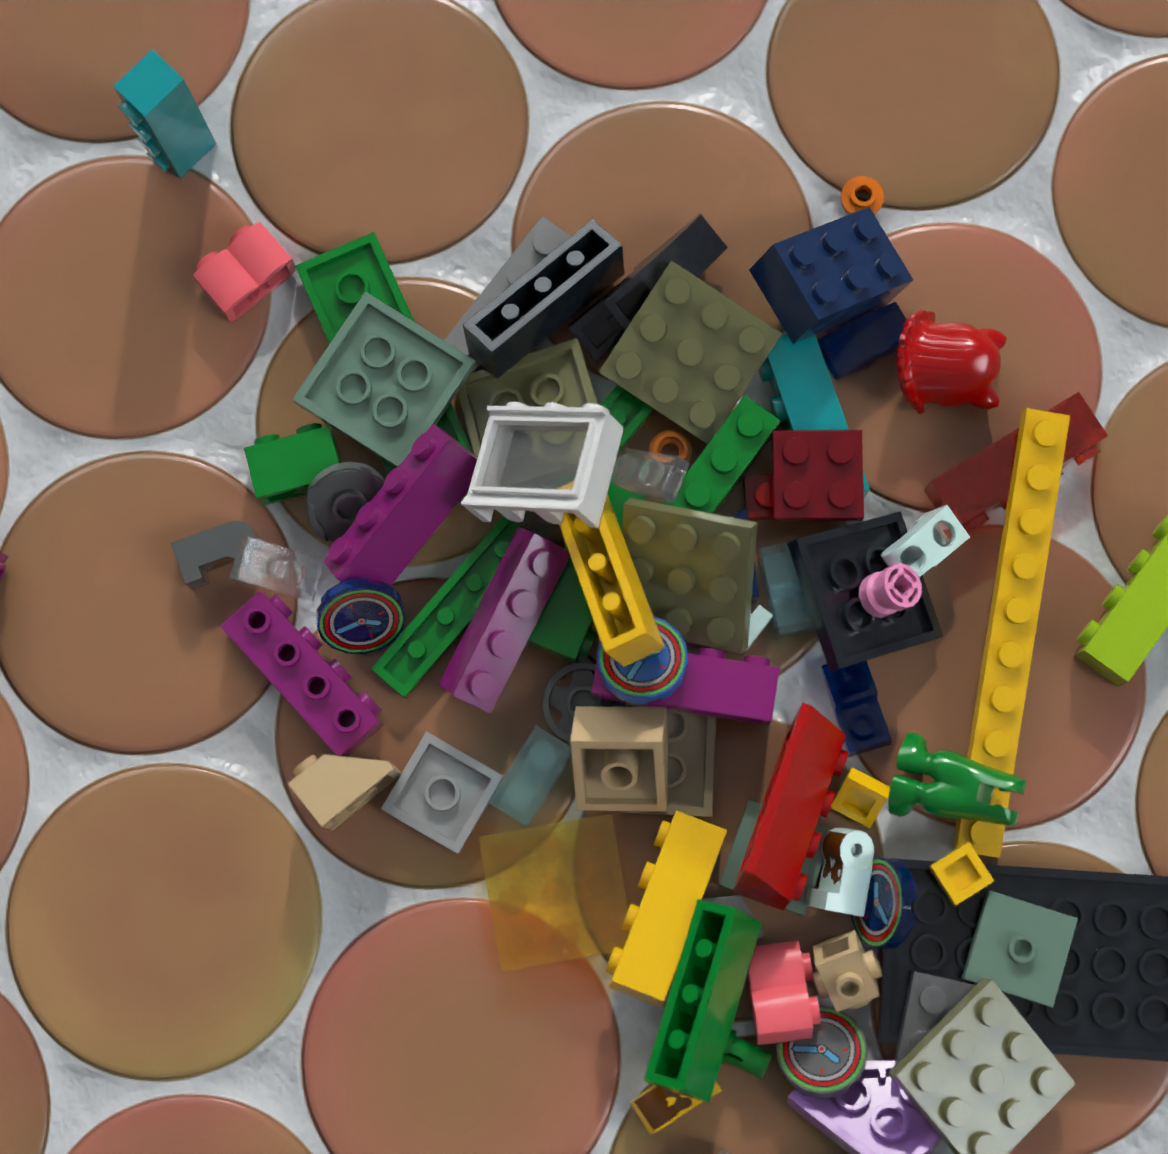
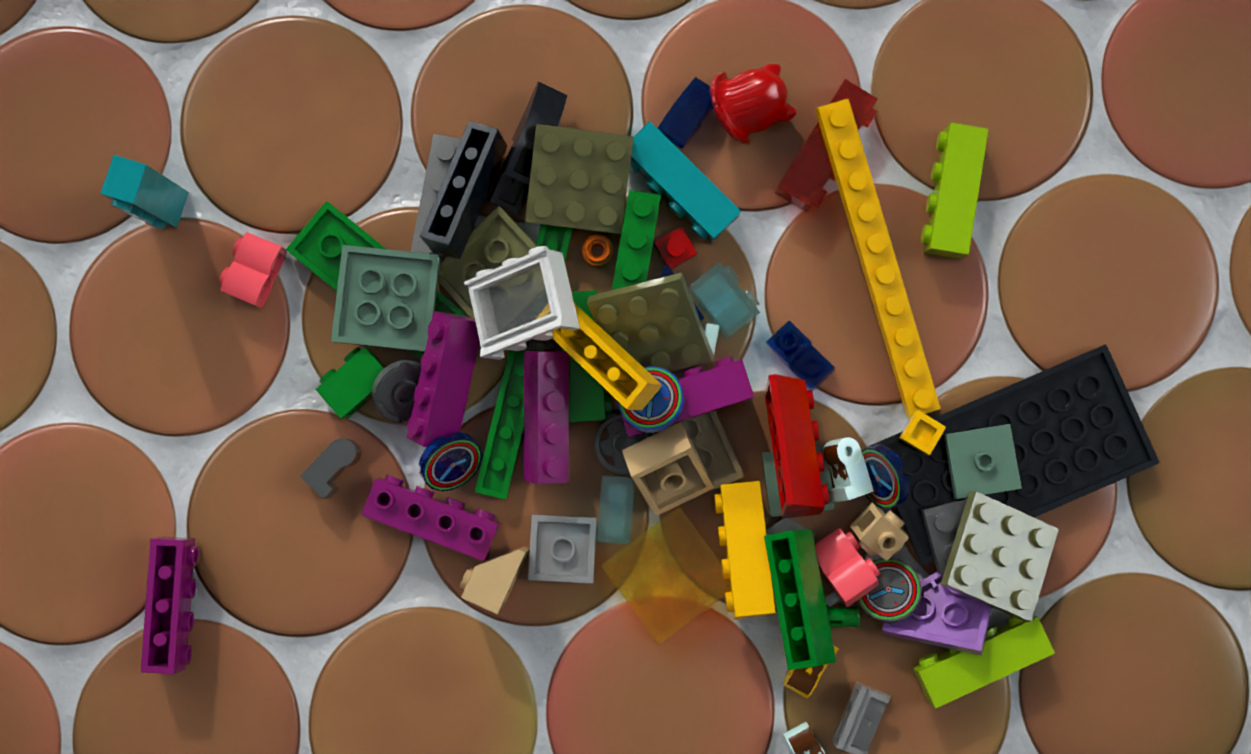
camera: 30 degrees left, 5 degrees up
(277, 568) = (378, 458): clear plate -> none
(649, 474) = (593, 273): clear plate -> none
(817, 475) = (703, 219): dark red plate -> none
(830, 274) = (645, 80): dark blue brick -> none
(830, 575) = (770, 280): black plate -> none
(860, 797) = (834, 415): yellow plate -> none
(872, 187) = (638, 26): orange plate -> none
(890, 590) = (788, 272): bright pink wheel -> none
(926, 542) = (794, 230): light aqua leg -> none
(959, 785) = (894, 377): green piece -> none

